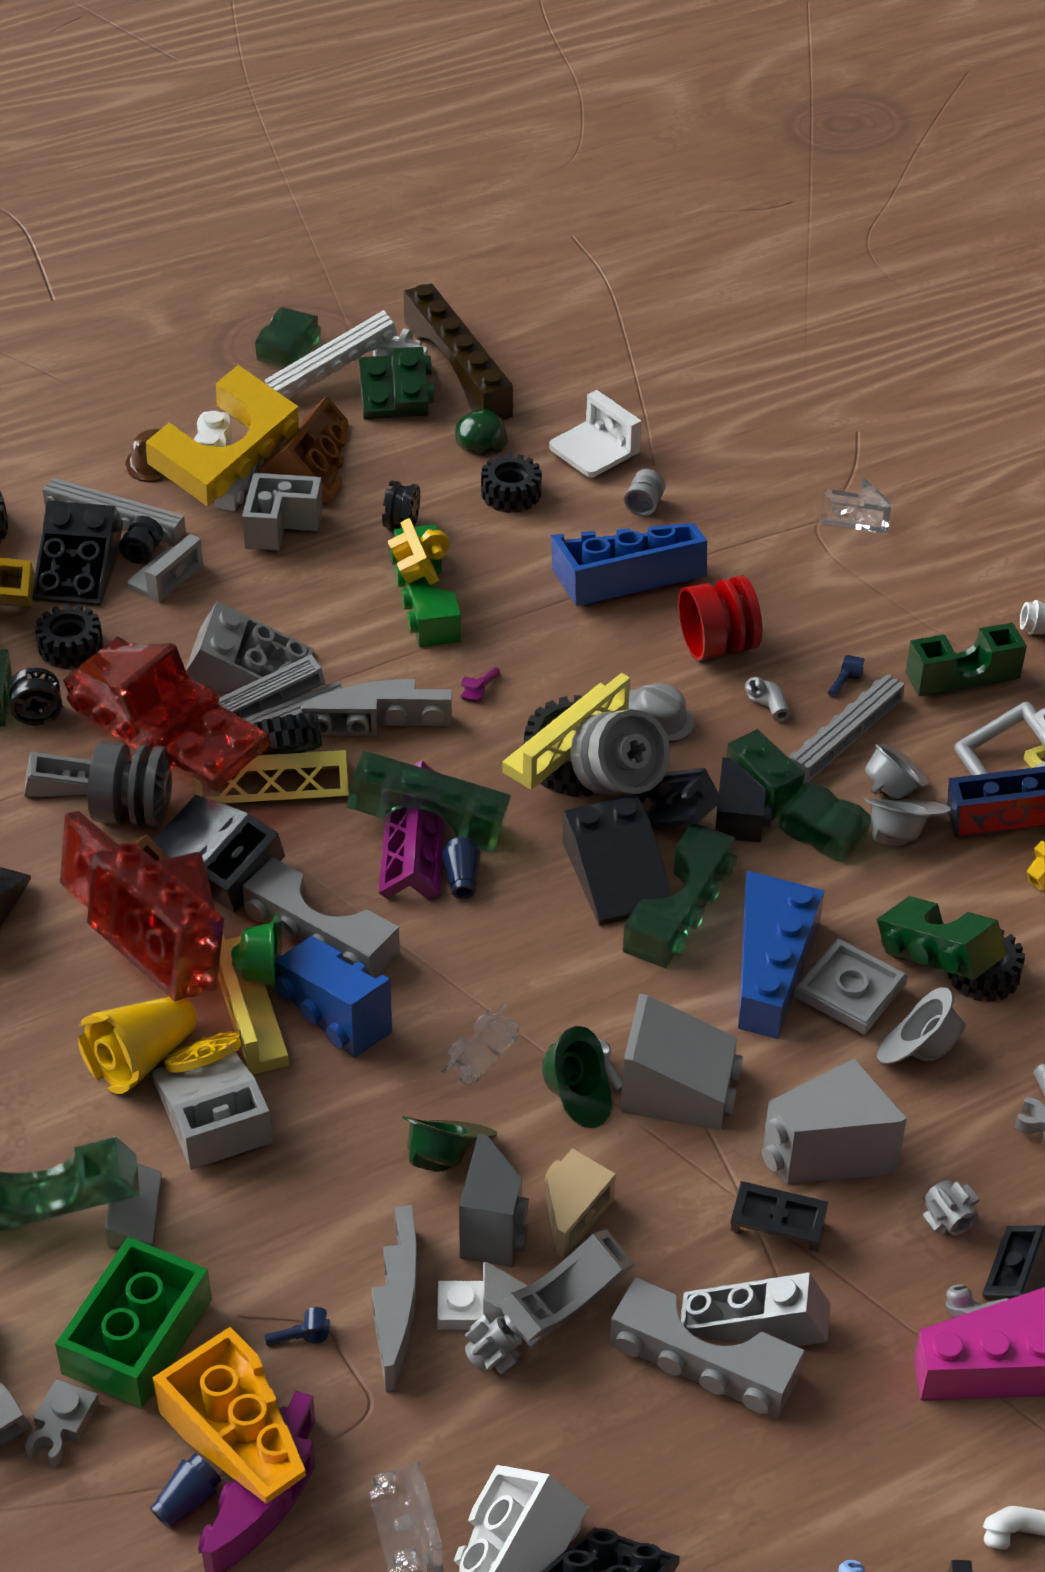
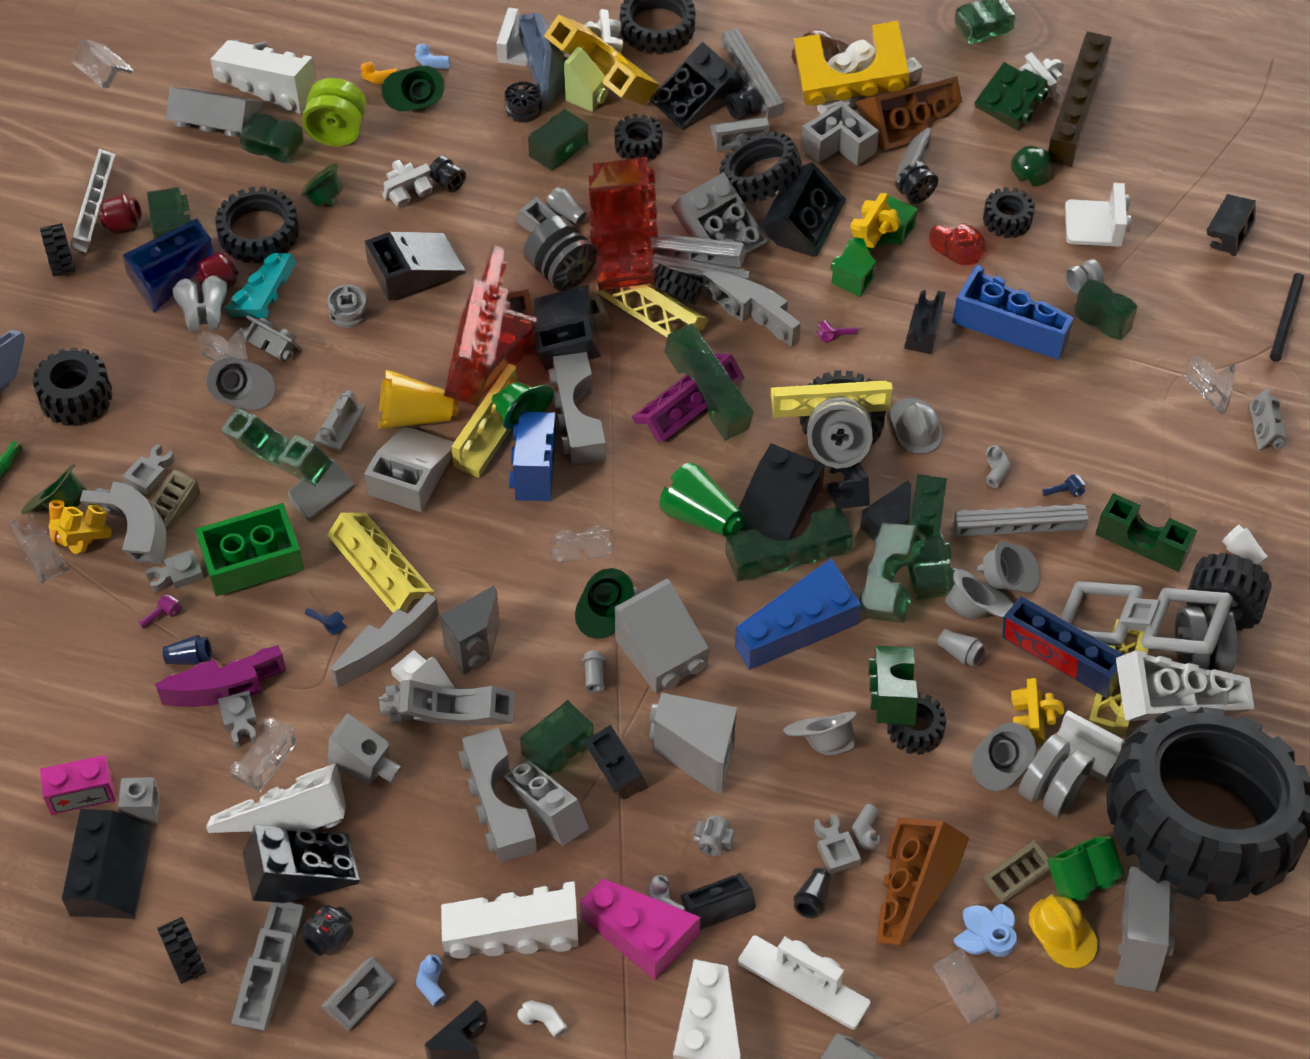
camera: 45 degrees right, 10 degrees up
(34, 698) = (574, 165): black wheel -> none
(67, 1116) = (340, 421): none -> light grey hinge
(69, 742) = (565, 205): none -> light grey cone
(97, 1462) = (165, 604): none -> magenta hand
(202, 1052) = (432, 435): yellow wheel -> none
(230, 554) = (772, 179): none -> black tyre
(230, 1414) = (233, 628): light orange wedge -> none
(288, 1226) = (377, 562): none -> light yellow fence
(319, 597) = (804, 212): none -> black slope
(324, 1508) = (238, 716): none -> light grey plate
(333, 355) = (989, 50): white piece -> none
(364, 488) = (915, 151): none -> light grey slope
(441, 1143) = (495, 572): dark green piece -> none
(461, 864) = (689, 435): dark blue cone -> none
(497, 536) = (959, 244): none -> clear red piece
(520, 1425) = (361, 752): none -> light grey torso
(556, 619) = (925, 323): none -> black hinge
(568, 911) = (700, 502): none -> green cone
(576, 1198) = (525, 665): tan slope -> none
(645, 1153) = (594, 677): none -> light grey pin
(695, 1243) = (557, 738): none -> clear green brick
(704, 503) = (1105, 309): none -> clear green brick
(711, 375) = (1232, 223): none -> black hinge
(720, 617) = (1018, 392): red wheel -> none
(795, 816) = (894, 549): none -> clear green arch
(841, 423) = (1287, 316): none -> black bar
(851, 986) = (821, 673): light grey plate -> none
(883, 1456) = (511, 923): none -> white wedge
(933, 511) = (1265, 417): none -> light grey hinge
(940, 868) = (963, 647): none -> light grey cone

